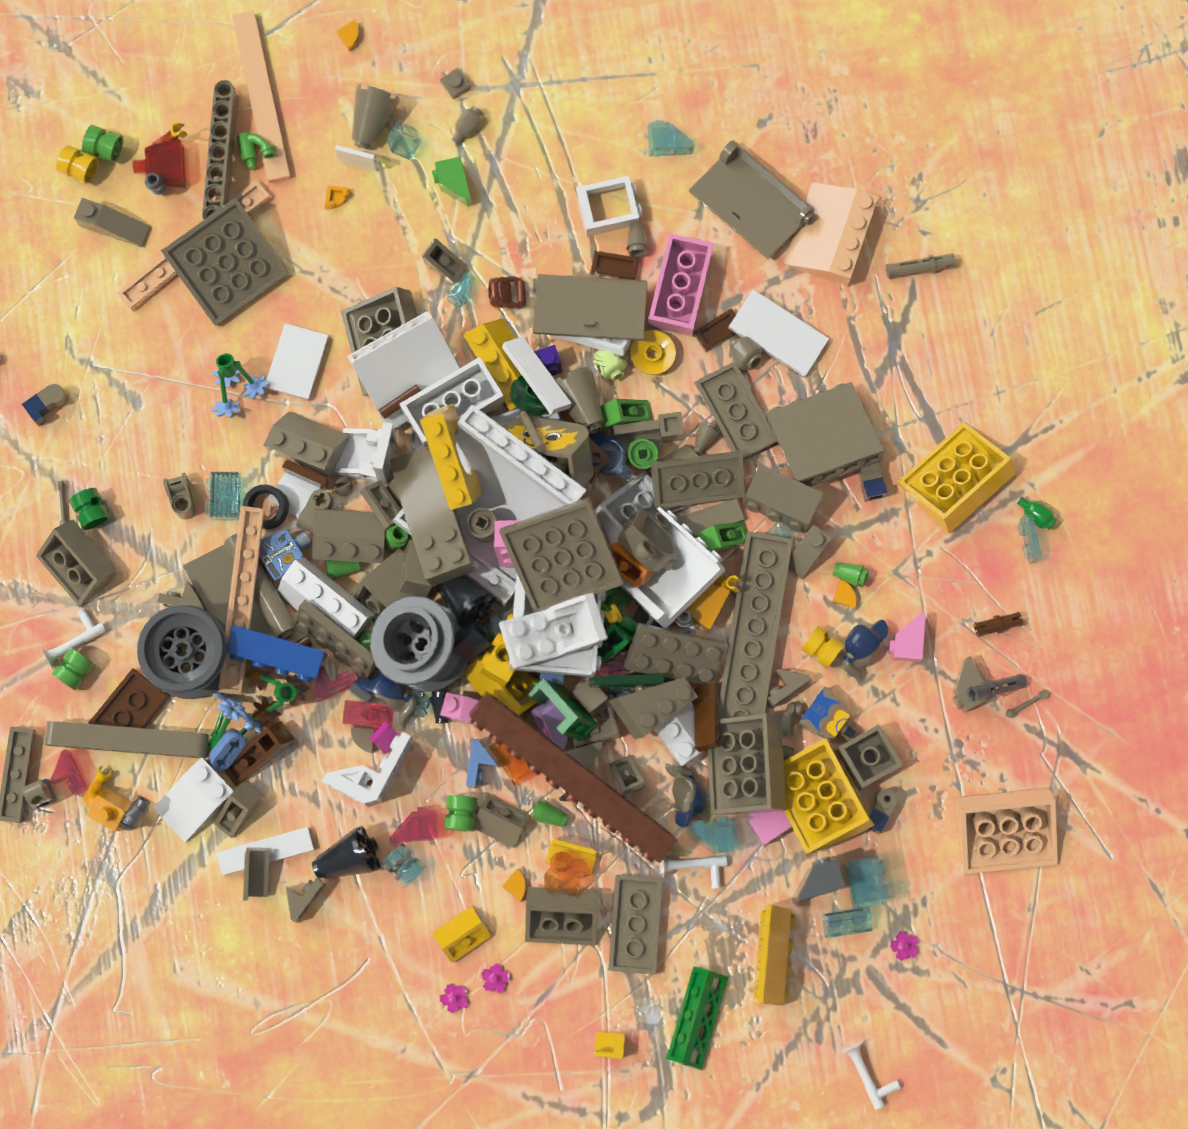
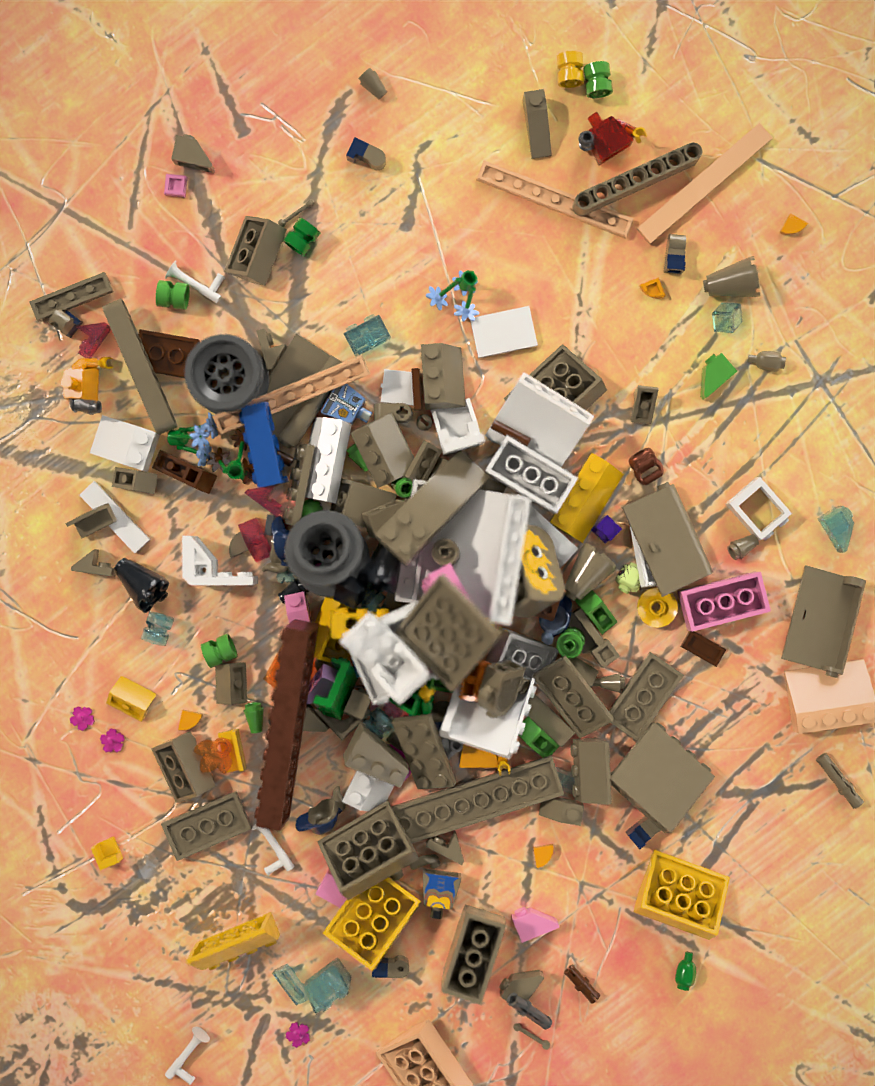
camera: 65 degrees right, 10 degrees up
(178, 492) = (352, 297): dark tan piece -> none
(224, 261) = (552, 231): dark tan plate -> none
(227, 750) = (172, 447): medium blue beam -> none
(247, 148) = (658, 194): bright green plant -> none
(283, 509) = (388, 381): black tyre -> none
(314, 158) = (675, 254): none -> leg
(356, 158) = (692, 288): white piece -> none
(383, 737) = (246, 561): dark pink tile -> none
(417, 827) = (191, 623): clear pink slope -> none
(455, 83) = (796, 332): dark tan plate -> none
(458, 485) = (465, 518): yellow arch -> none
(460, 291) = (628, 429): clear light blue cone -> none
(478, 757) = (269, 642): medium blue slope -> none
(525, 398) = (571, 534): dark green tile -> none
(532, 431) = (537, 554): dark tan bar -> none
(536, 375) = (588, 529): white tile -> none
(612, 681) = (382, 727): dark green tile -> none
(614, 265) = (712, 539): reddish brown tile -> none
(627, 775) = (314, 761): dark tan slope -> none
(693, 1017) = (160, 905): green fence -> none
(706, 717) = (389, 800): reddish brown tile -> none
(715, 837) = (303, 855): clear light blue slope -> none
(745, 353) = (695, 680): dark tan head -> none
(778, 333) = (725, 697): white tile -> none
(819, 880) = (306, 952): dark grey slope -> none
(822, 647) = (492, 858): yellow wheel -> none
(852, 574) = (562, 852): bright green cone -> none
(861, 646) = (509, 890): dark blue hair -> none
(869, 757) = (424, 939): dark tan brick -> none
(905, 711) = (473, 954): none -> dark tan brick
(1027, 529) = (657, 980): clear light blue plate -> none

